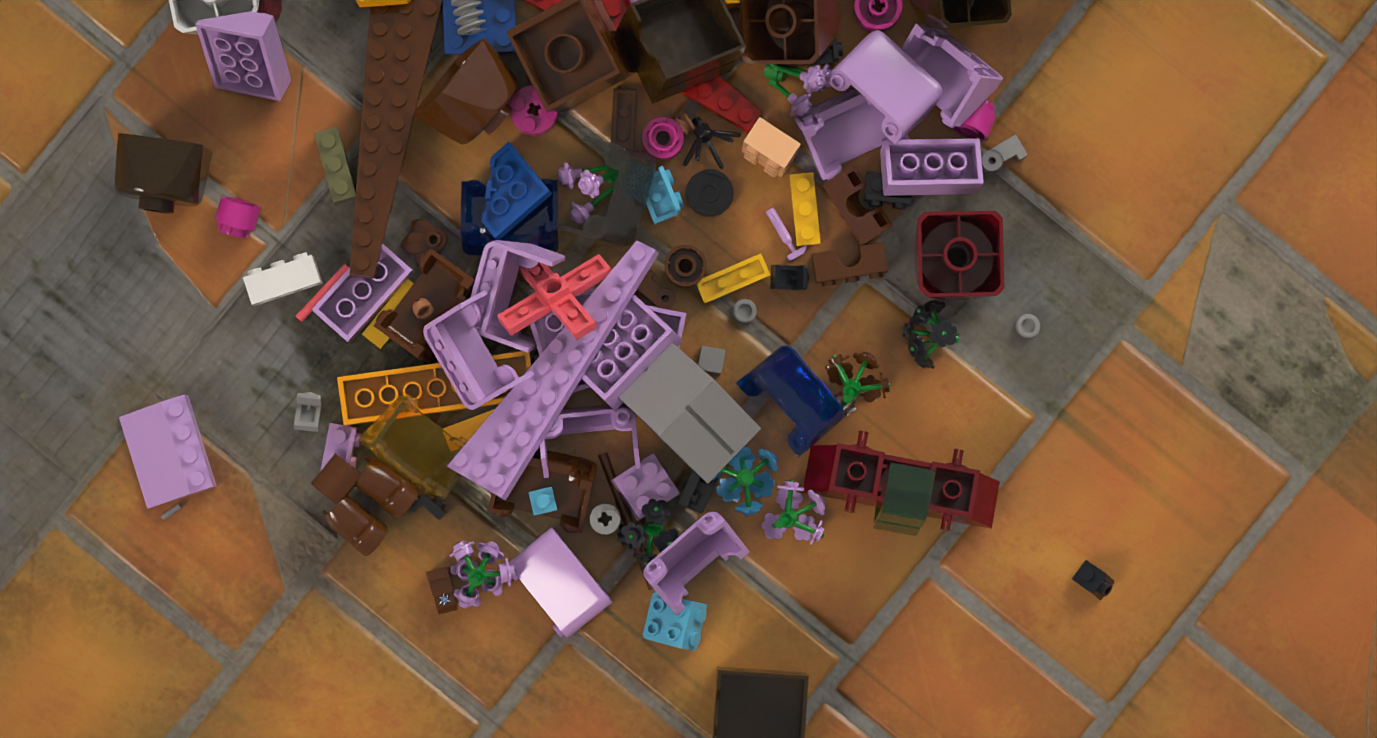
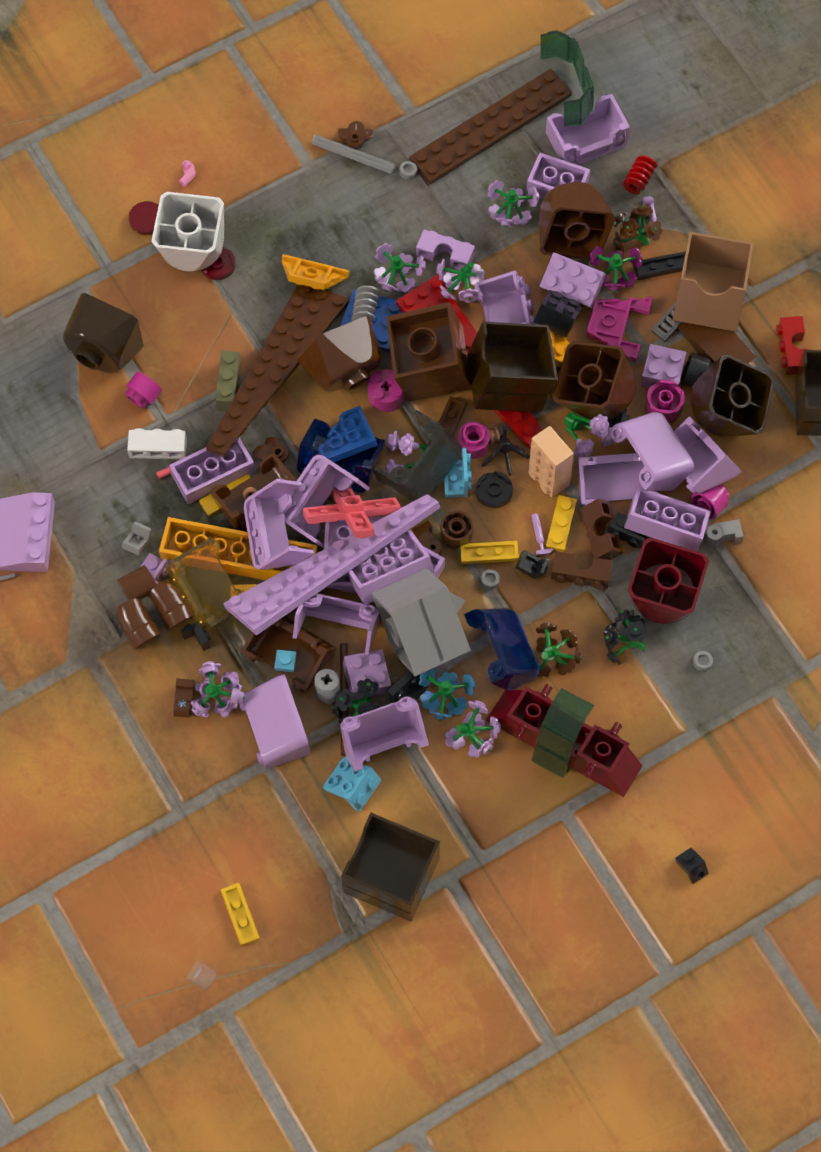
camera: 25 degrees right, 20 degrees down
(245, 54) = (194, 280): lavender slope -> none

